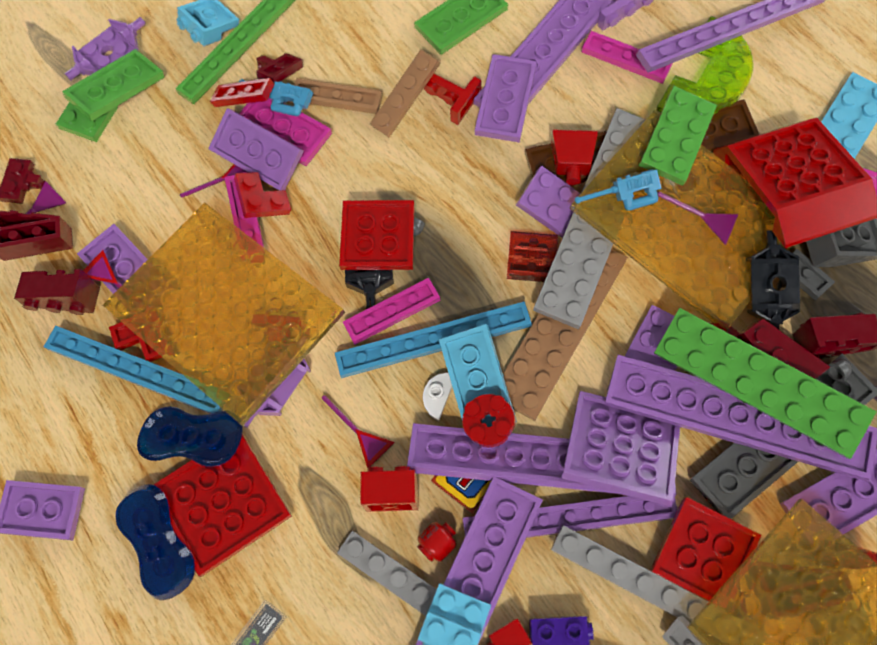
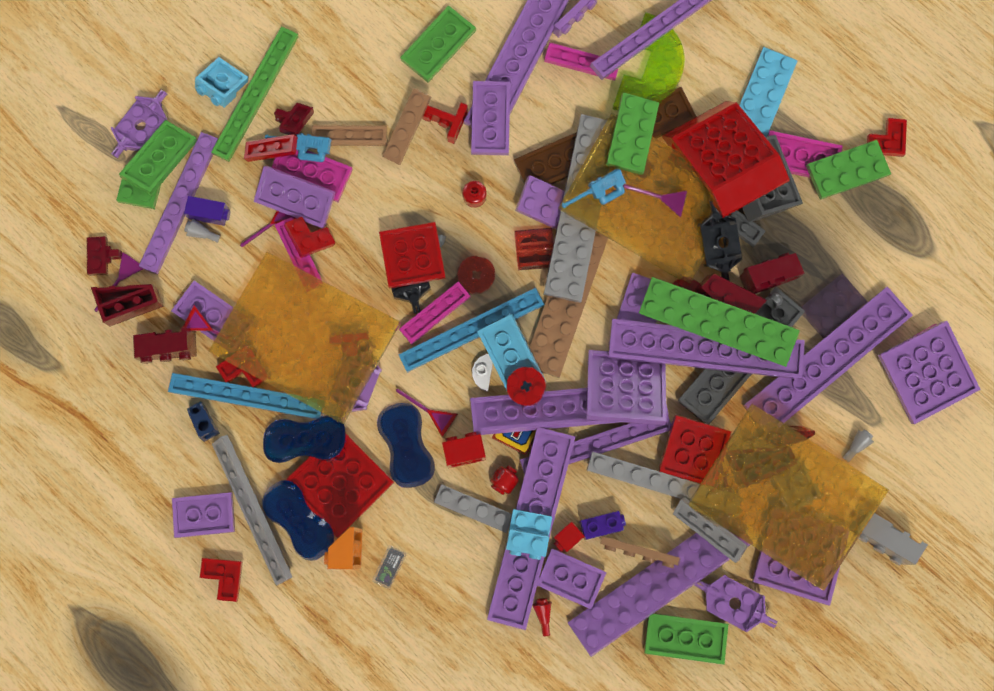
camera: 20 degrees left, 10 degrees up
(46, 598) = (228, 574): none -> red plate
(73, 392) = (202, 421): none -> dark blue leg
(101, 521) = (251, 509): none -> light grey plate
(122, 142) = (174, 211): none -> medium lavender plate
(134, 169) = (197, 230): none -> light grey cone
(150, 149) = (207, 210): none -> dark purple brick
(197, 595) = (345, 551): none -> orange slope
(319, 490) = (409, 459): none -> clear blue plate
(451, 287) = (477, 264): none -> clear red plate
(469, 180) = (478, 198): none -> red head
(573, 153) = (553, 159): red torso -> none

